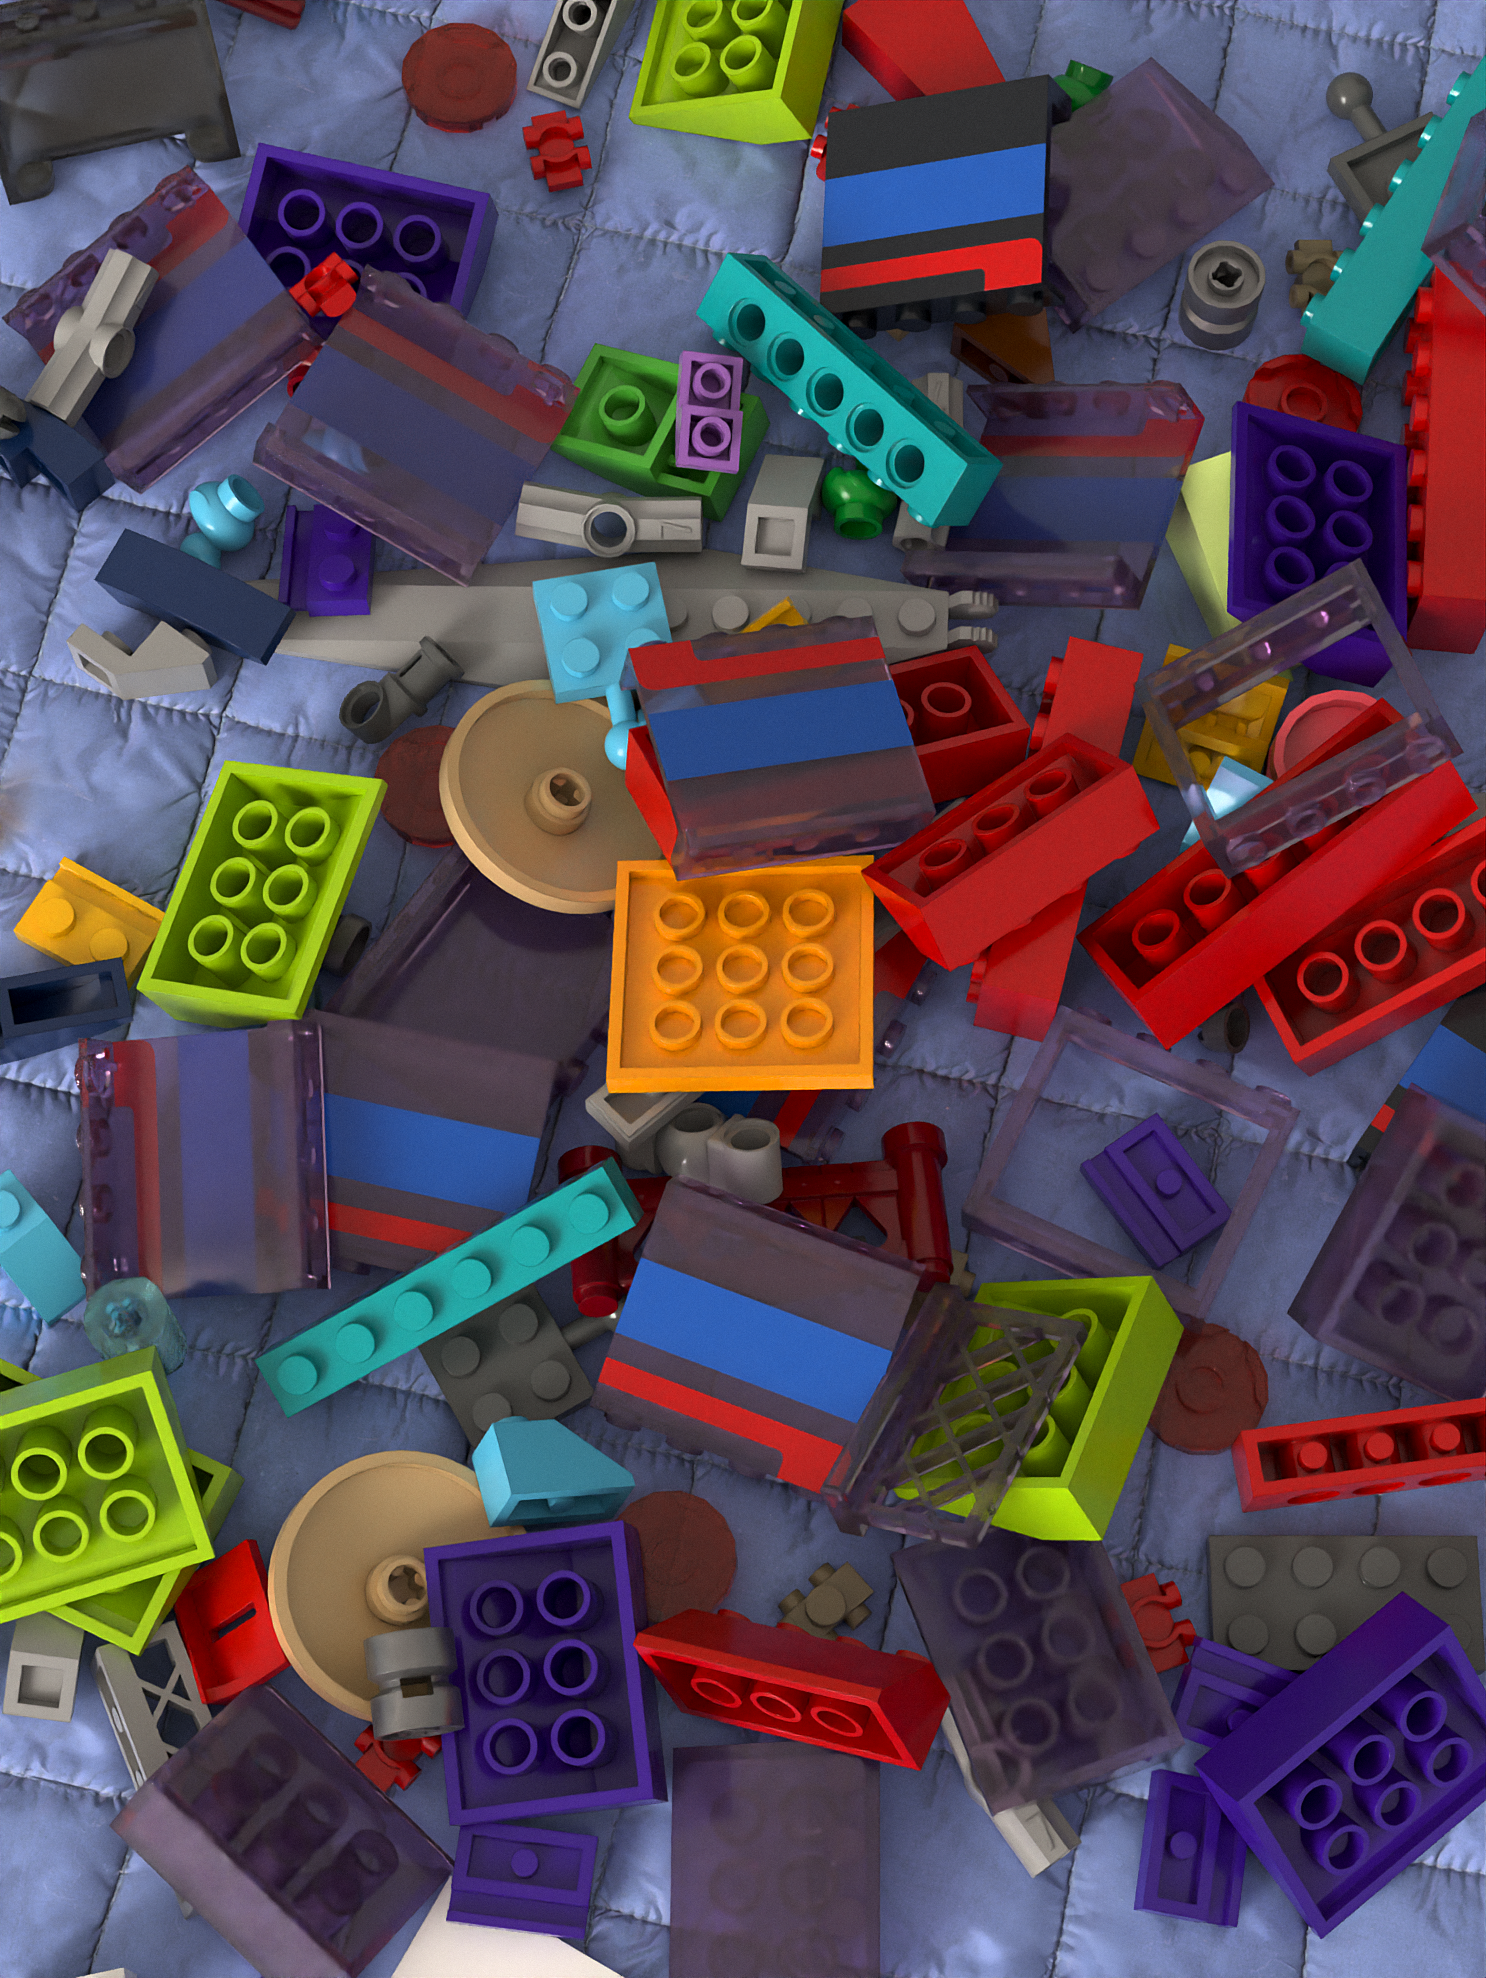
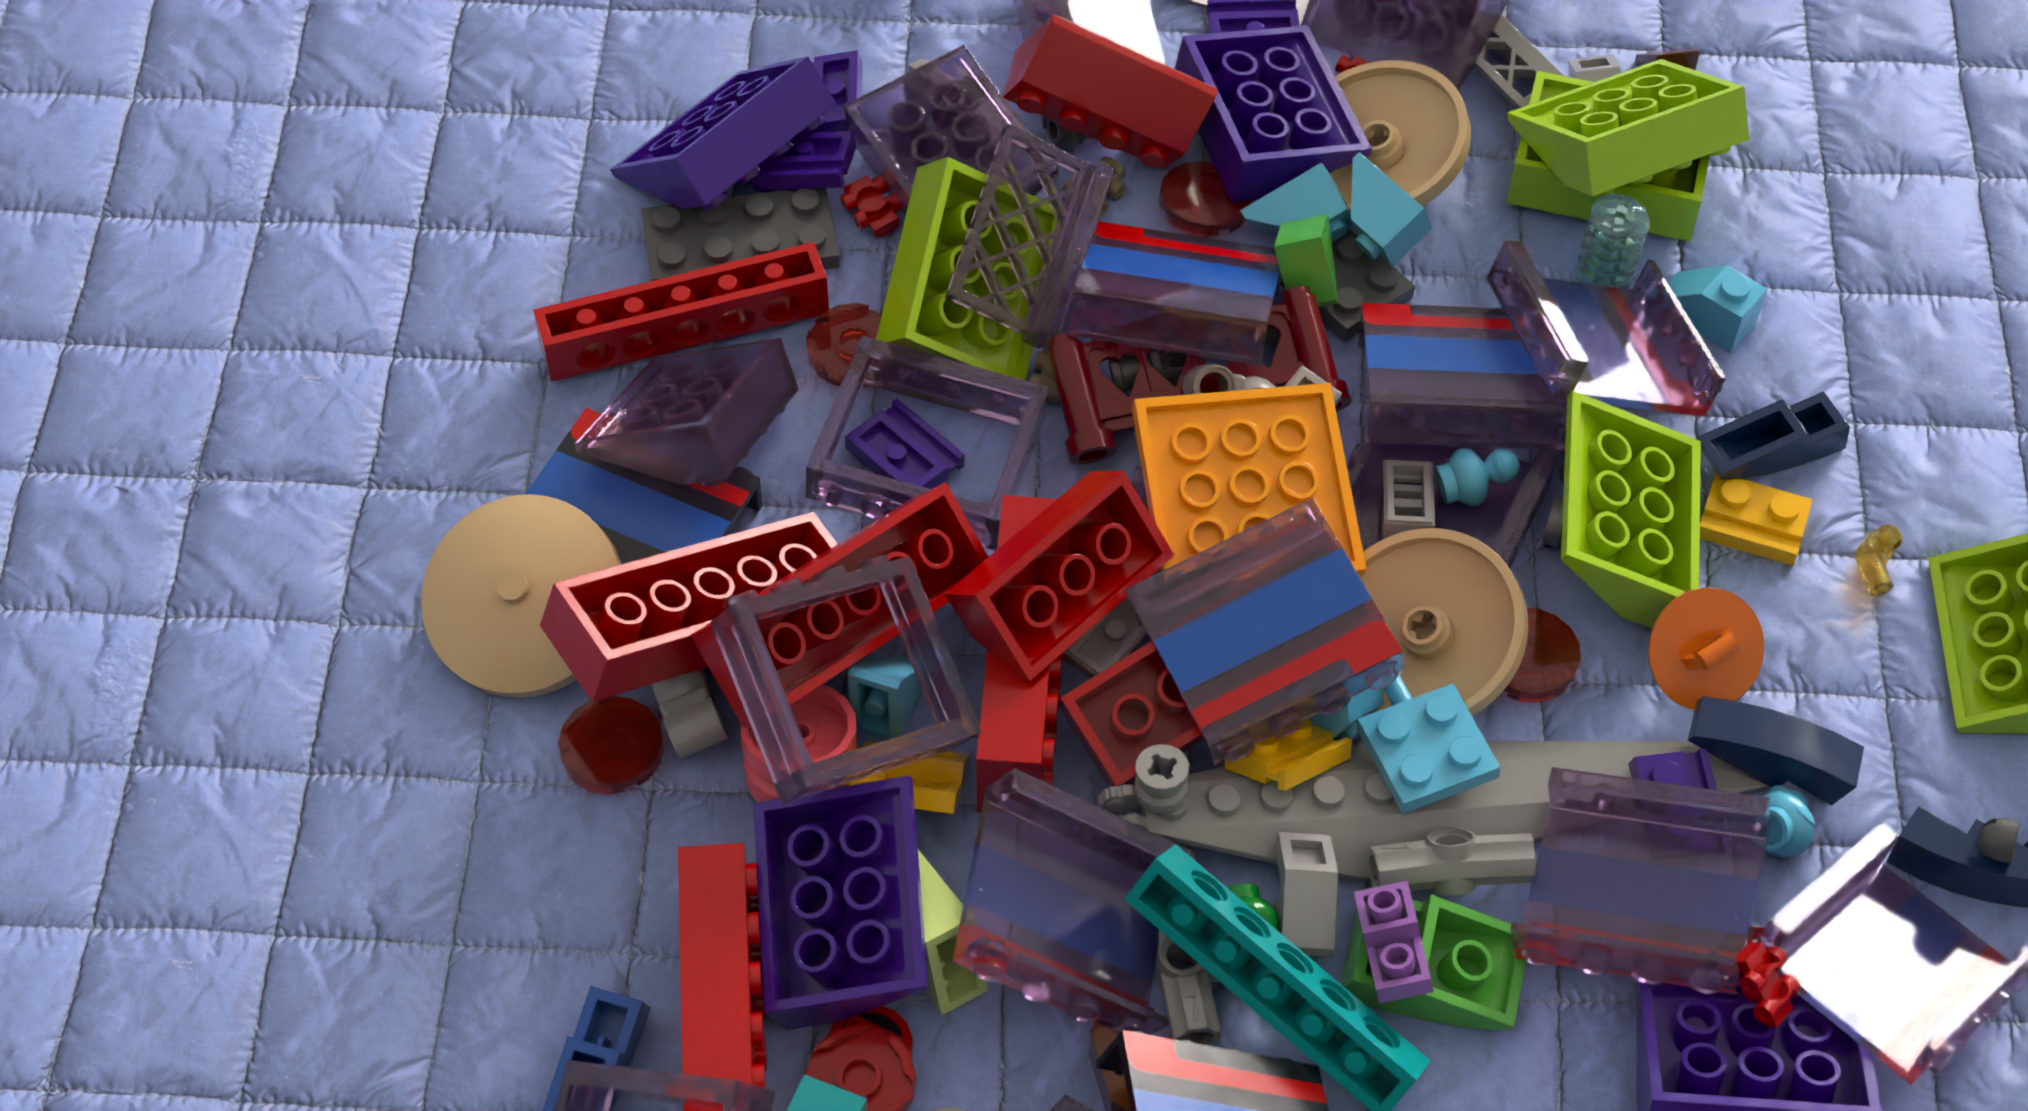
camera: 170 degrees right, 15 degrees down
(94, 337) = (1954, 936): light grey piece -> none
(160, 666) = (1811, 688): light grey slope -> none
(212, 1602) = (1489, 102): red piece -> none
(229, 729) = (1706, 647): none -> orange shield
(399, 693) = (1580, 696): dark grey connector -> none
(413, 1659) = (1353, 63): flat silver wheel -> none
(440, 1420) = (1384, 214): none -> medium azure slope
(442, 1003) = (1467, 476): none -> medium azure animal
(450, 1286) = (1393, 281): teal brick -> none
(540, 941) = (1406, 505): none -> light grey slope
(566, 1369) = (1307, 257): none -> bright green slope
(928, 633) = (1155, 790): none -> light grey wheel

